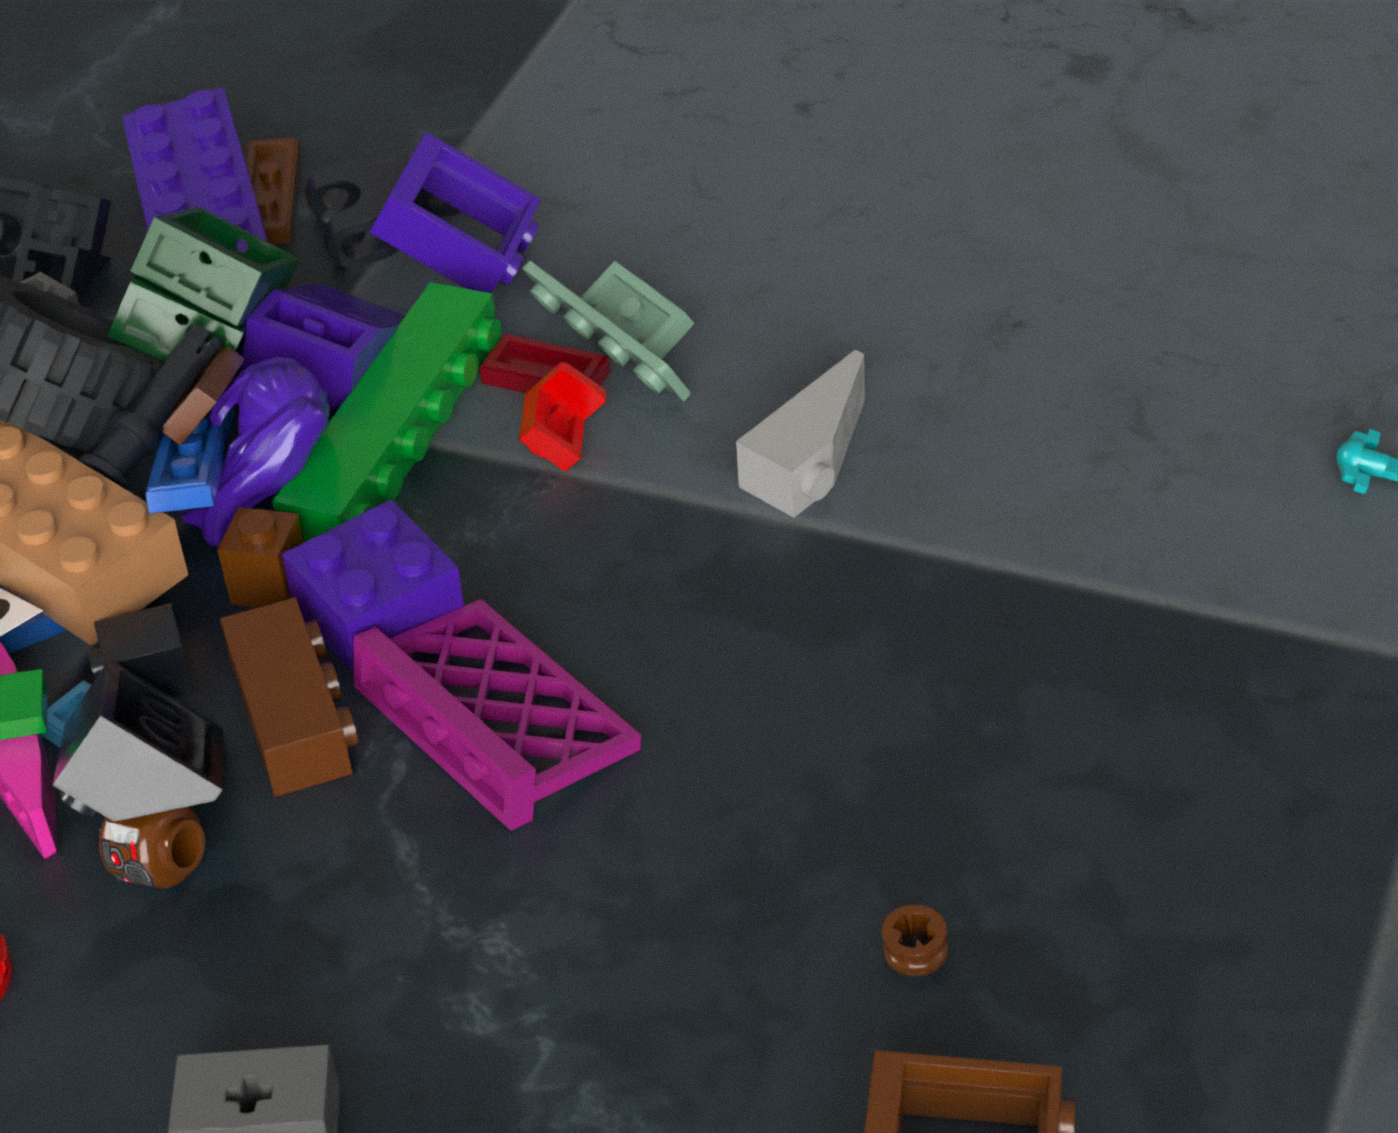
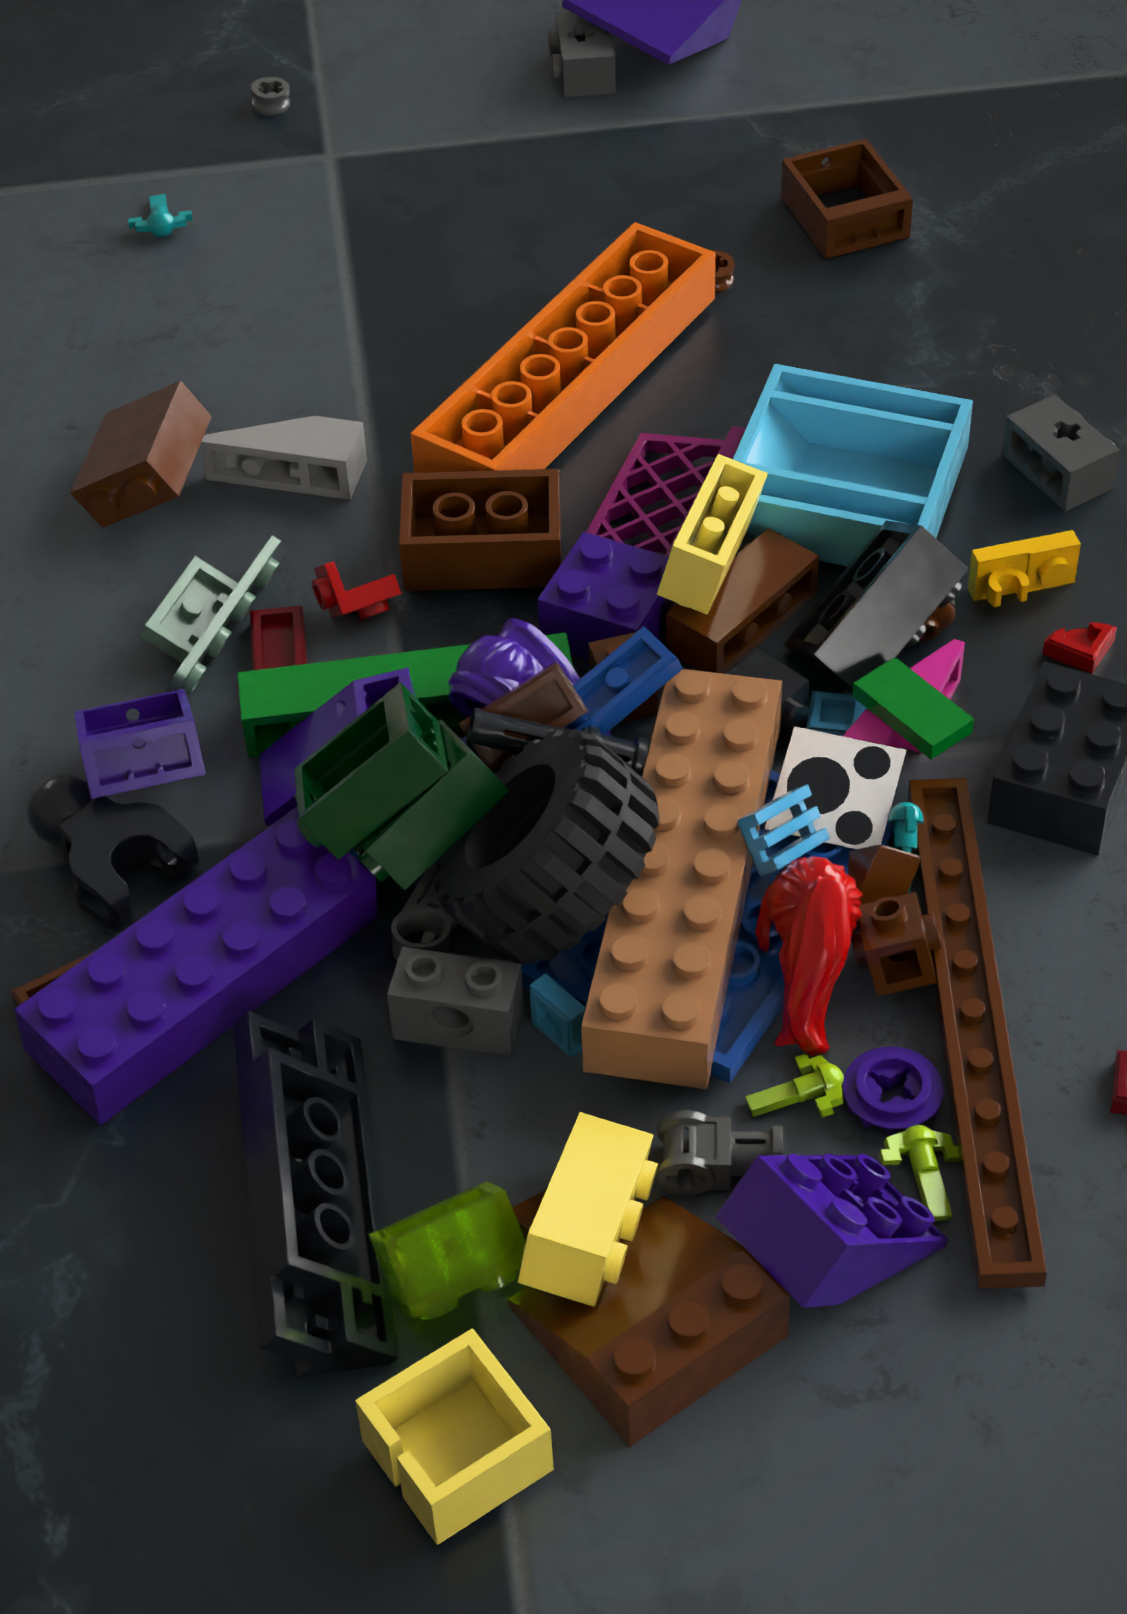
camera: 120 degrees left, 5 degrees up
(109, 963) = (1023, 566): none -> yellow plate
(322, 622) = (712, 534): none -> light yellow brick
(382, 854) = (850, 458): none -> medium azure slope
(554, 519) = (480, 529): none -> reddish brown brick
(792, 697) = (570, 357): none -> orange brick
(869, 310) = (141, 454): none -> reddish brown brick

